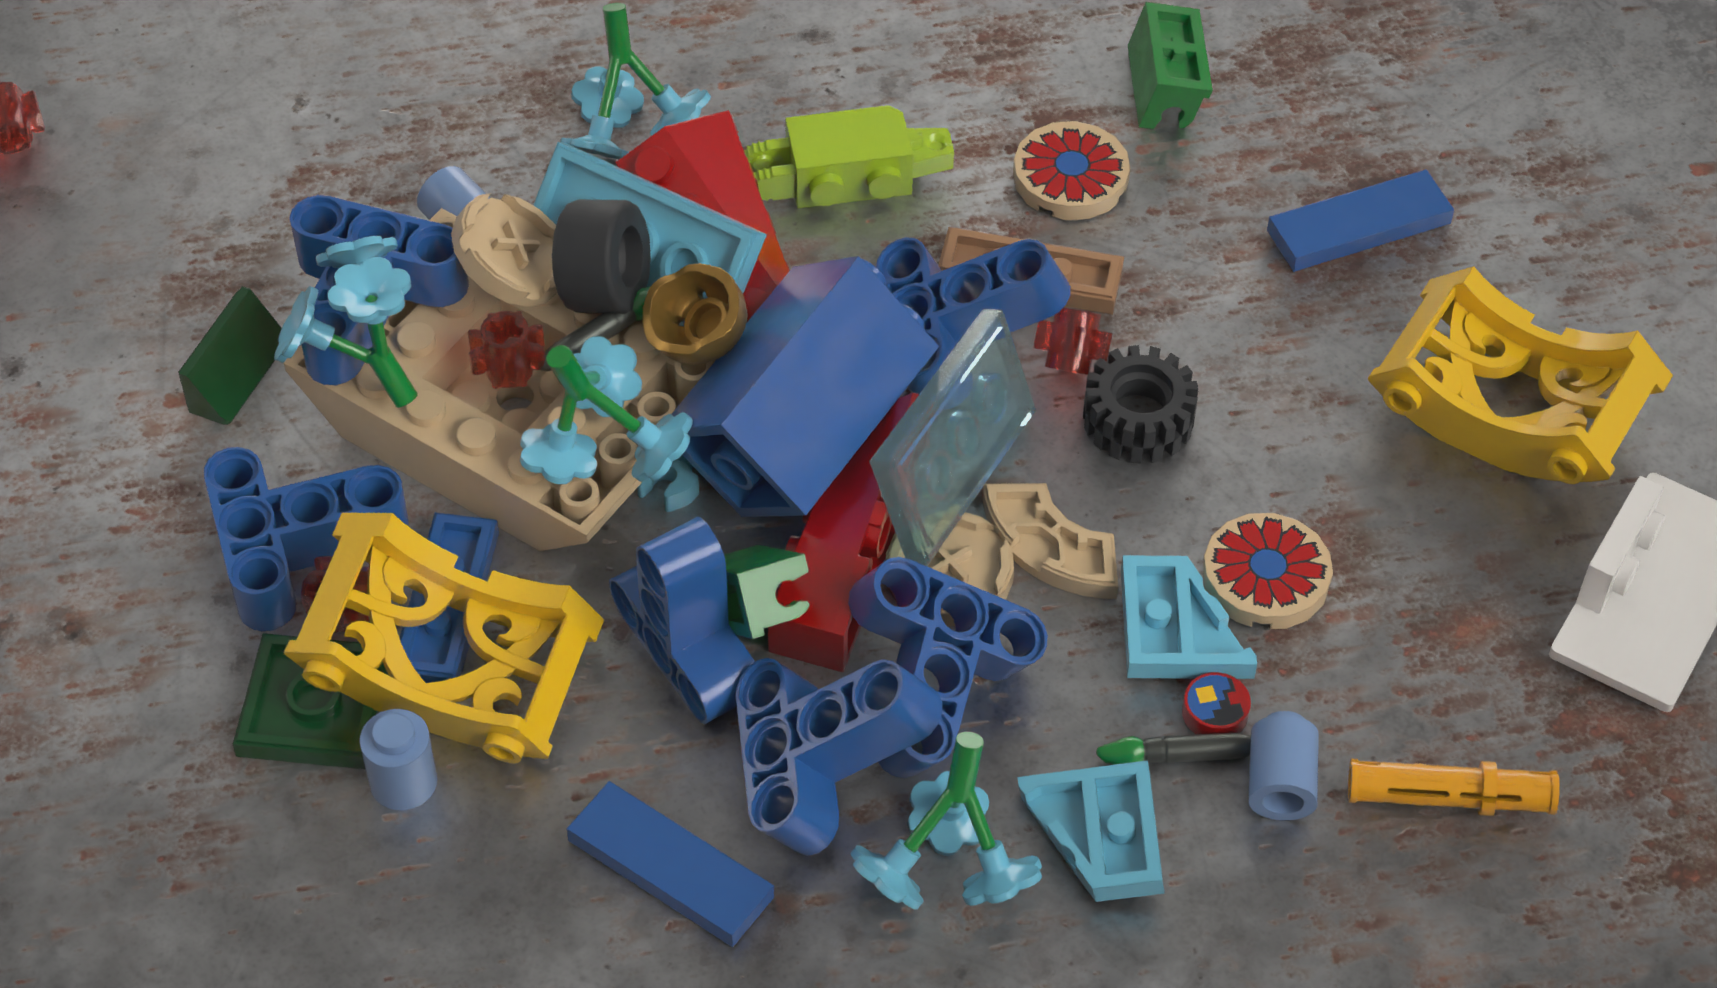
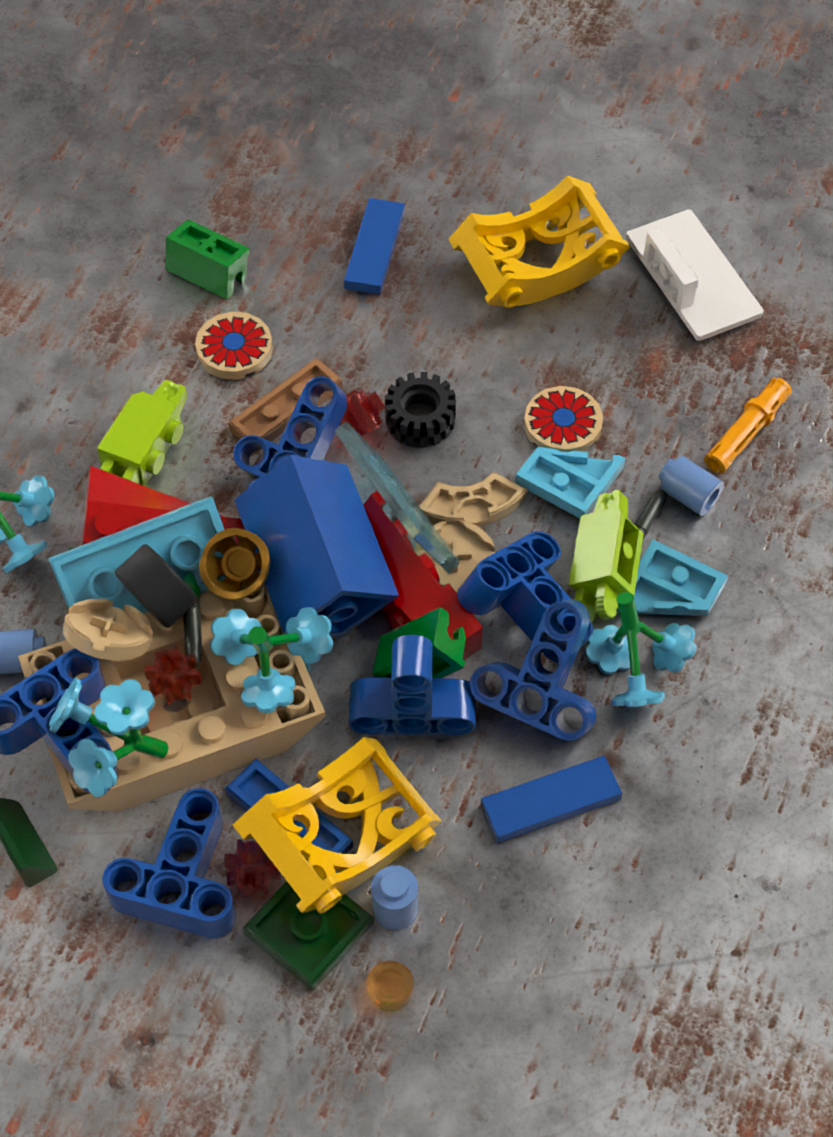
camera: 55 degrees left, 5 degrees up
(289, 829) = (390, 986): none -> clear orange tile
(1075, 719) = (605, 556): none -> lime hinge
(1216, 704) = (634, 488): tile -> none

